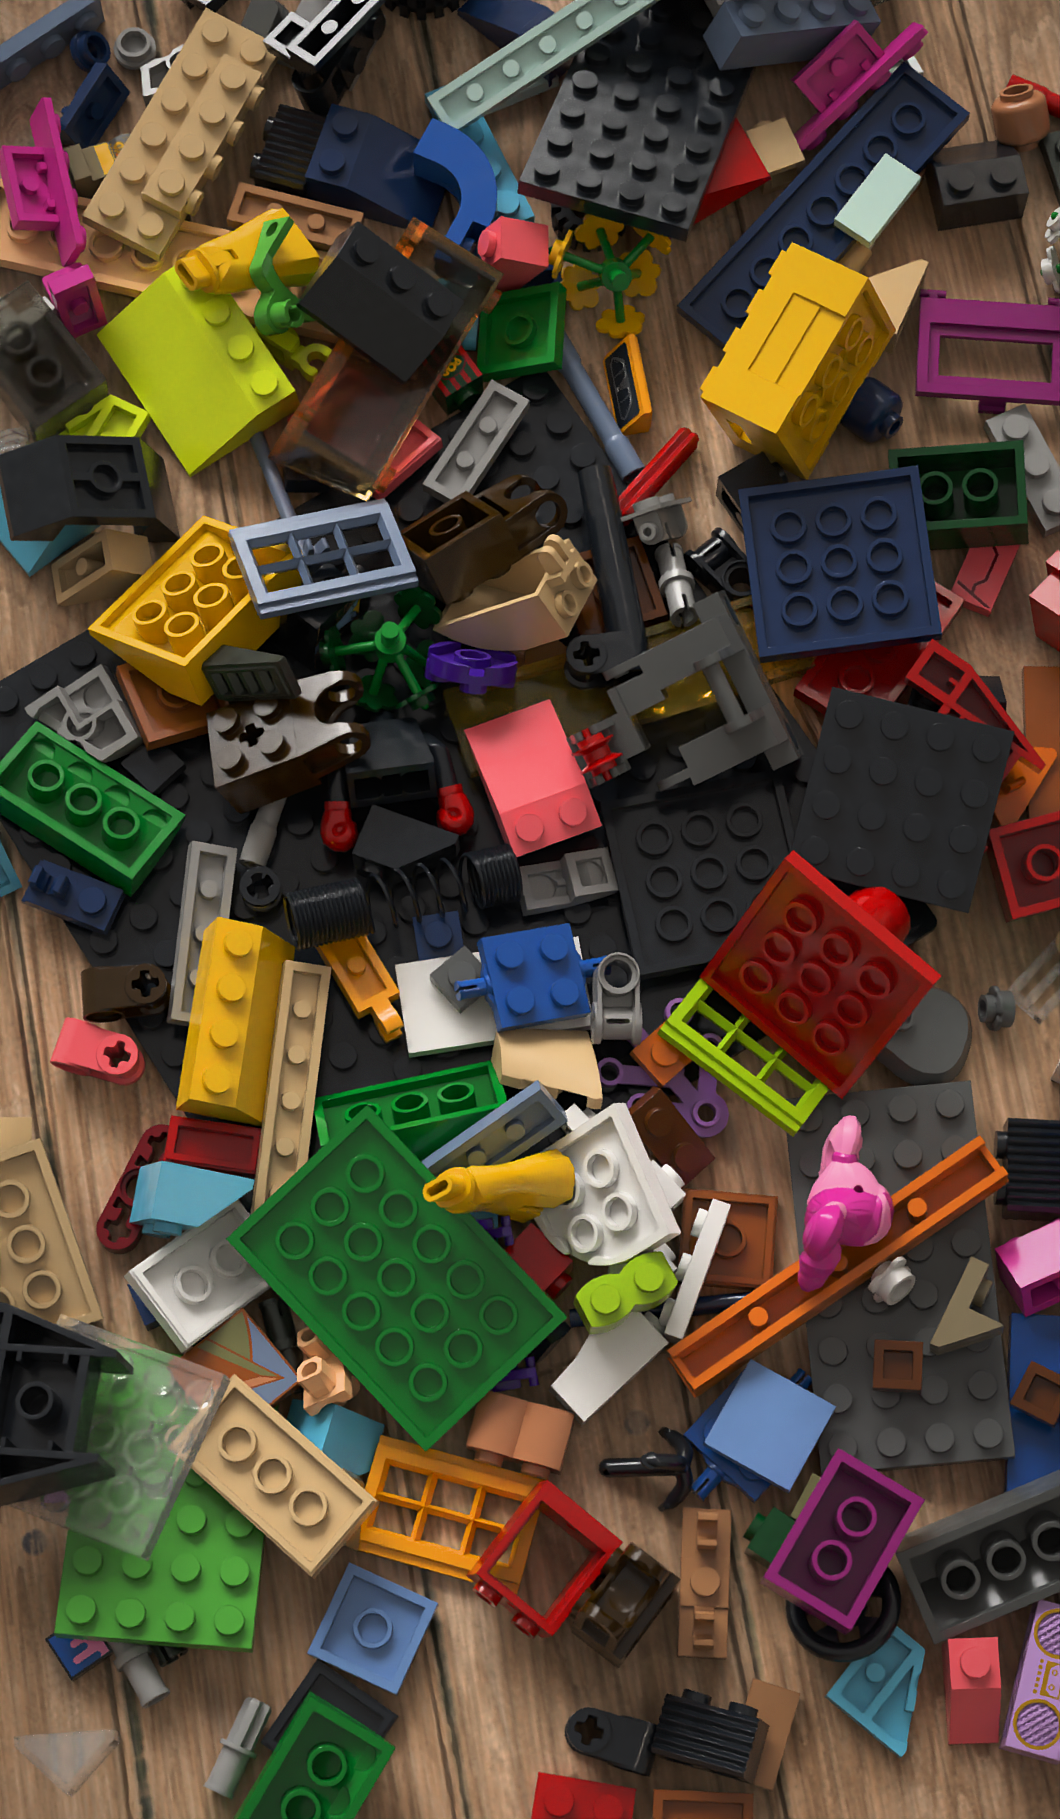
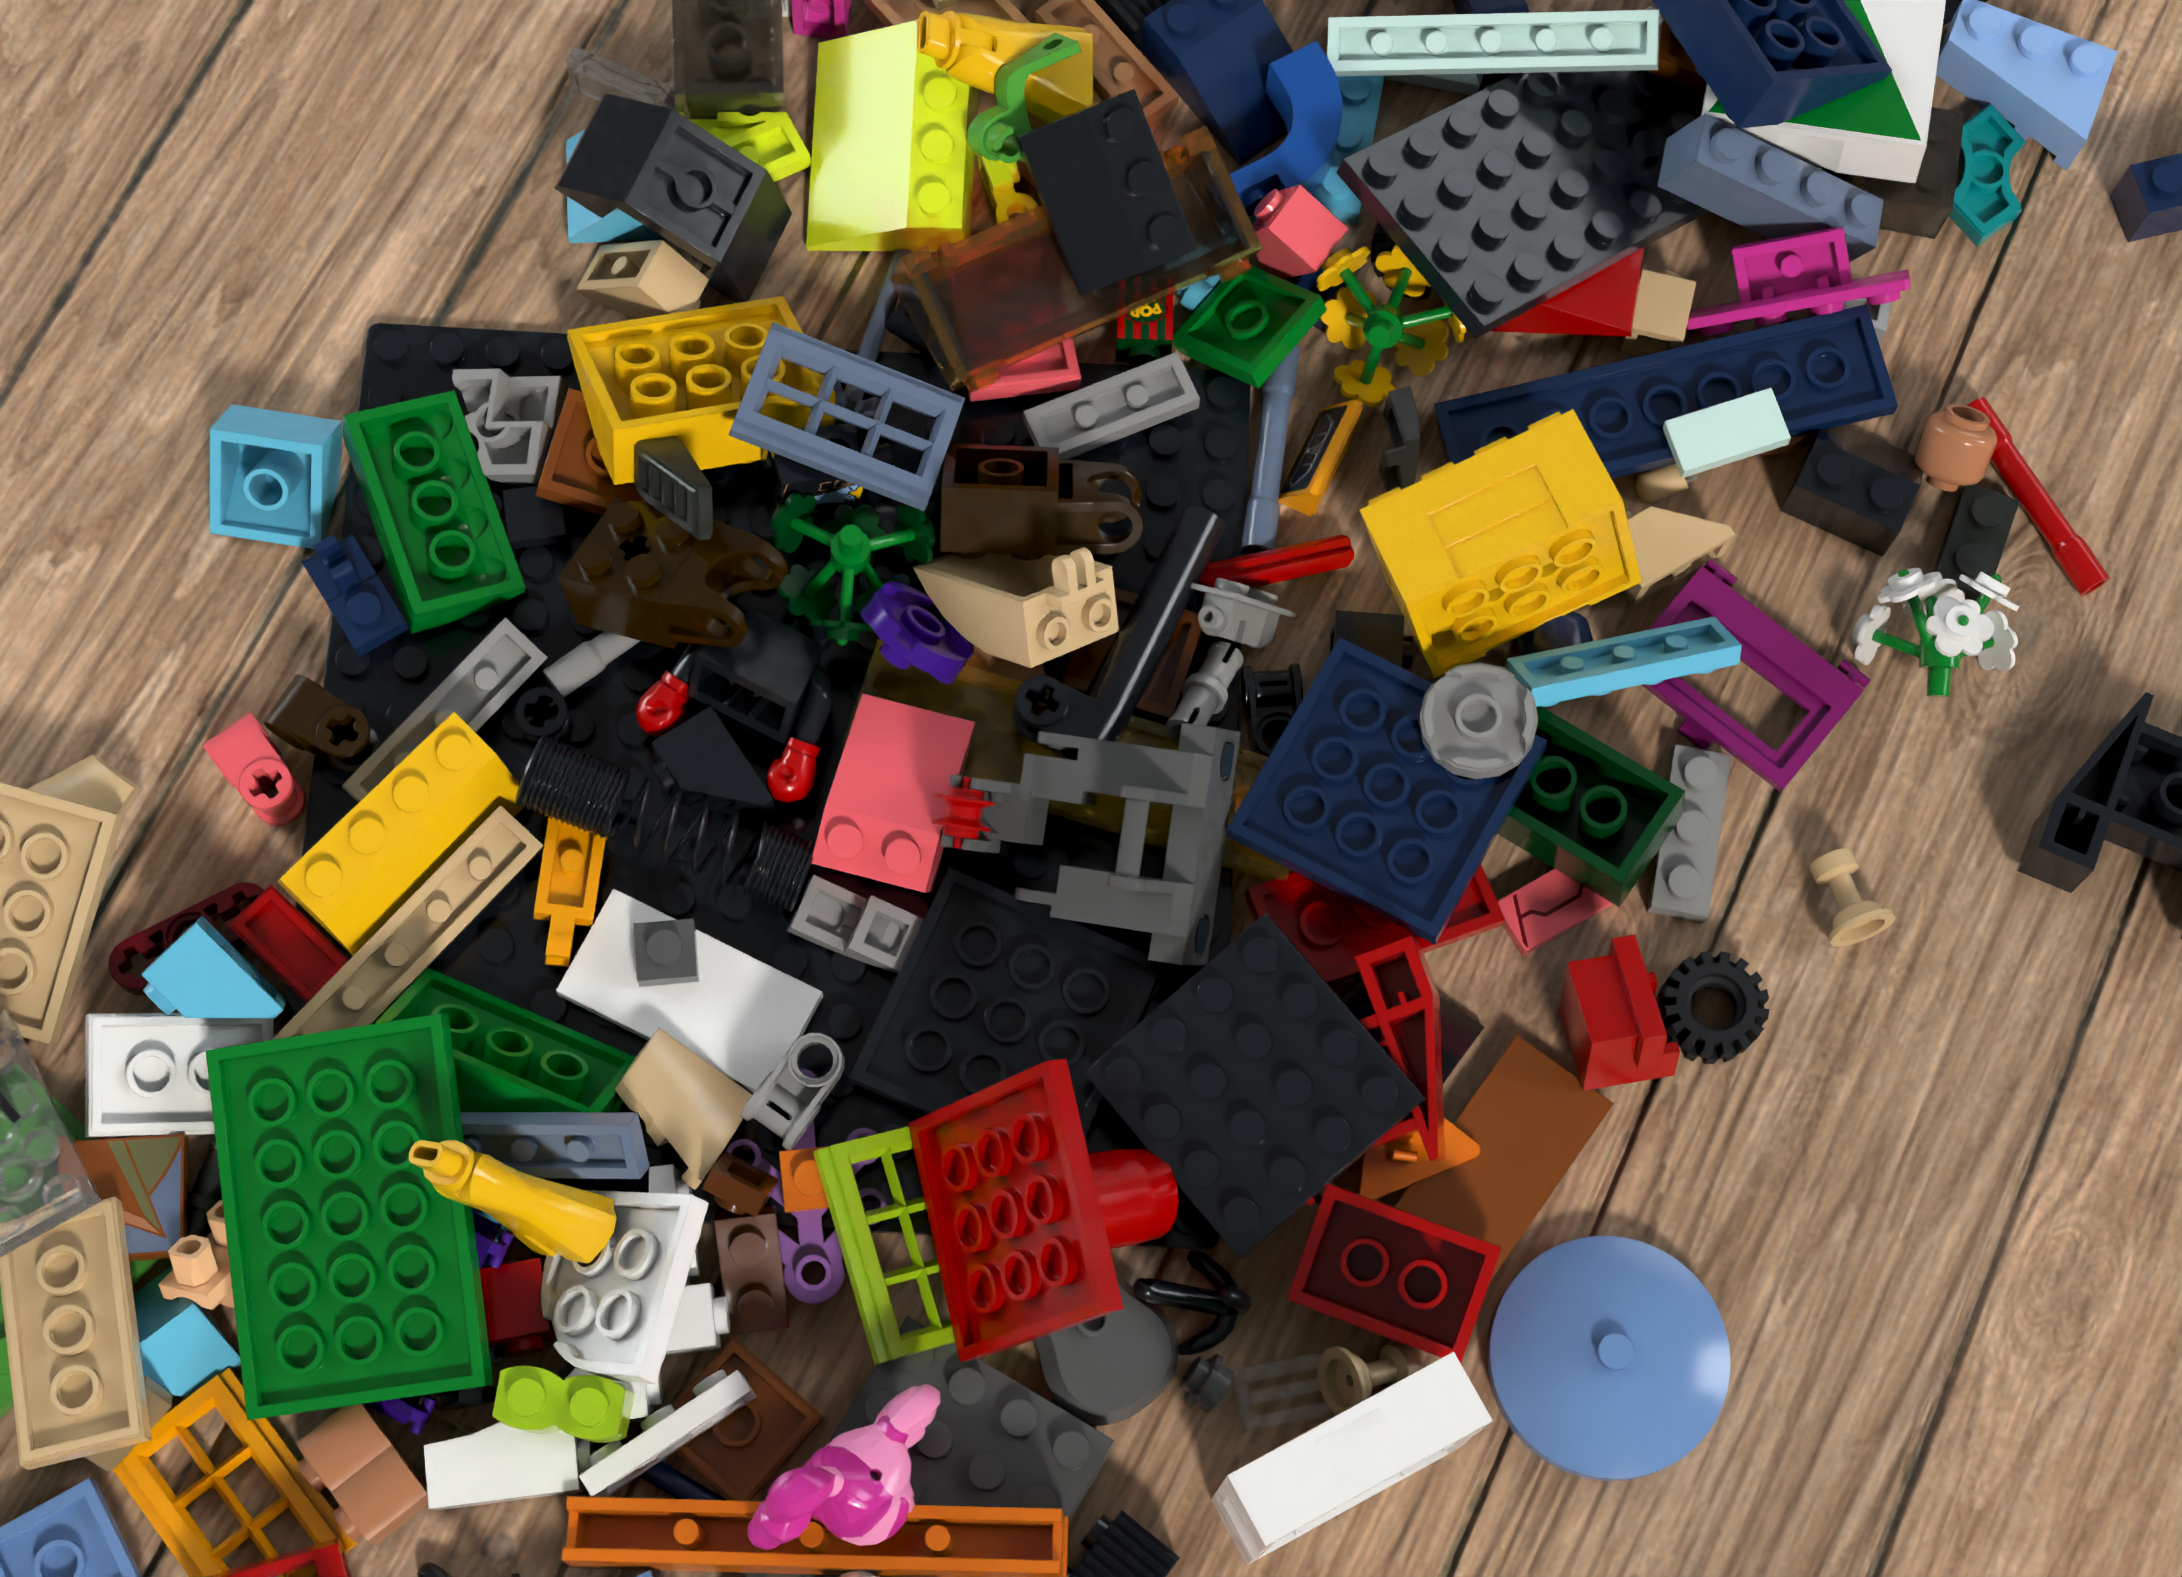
camera: 30 degrees right, 0 degrees up
(438, 936) = (682, 893): dark blue plate -> none
(531, 977) = (733, 1001): blue plate -> none
(627, 1086) = (739, 1185): none -> reddish brown plate
(674, 338) = (1400, 464): none -> dark grey slope
(867, 481) = (1478, 721): none -> light grey tile
(922, 387) = (1626, 661): none -> medium azure plate
(969, 952) = (1225, 1302): none -> black piece

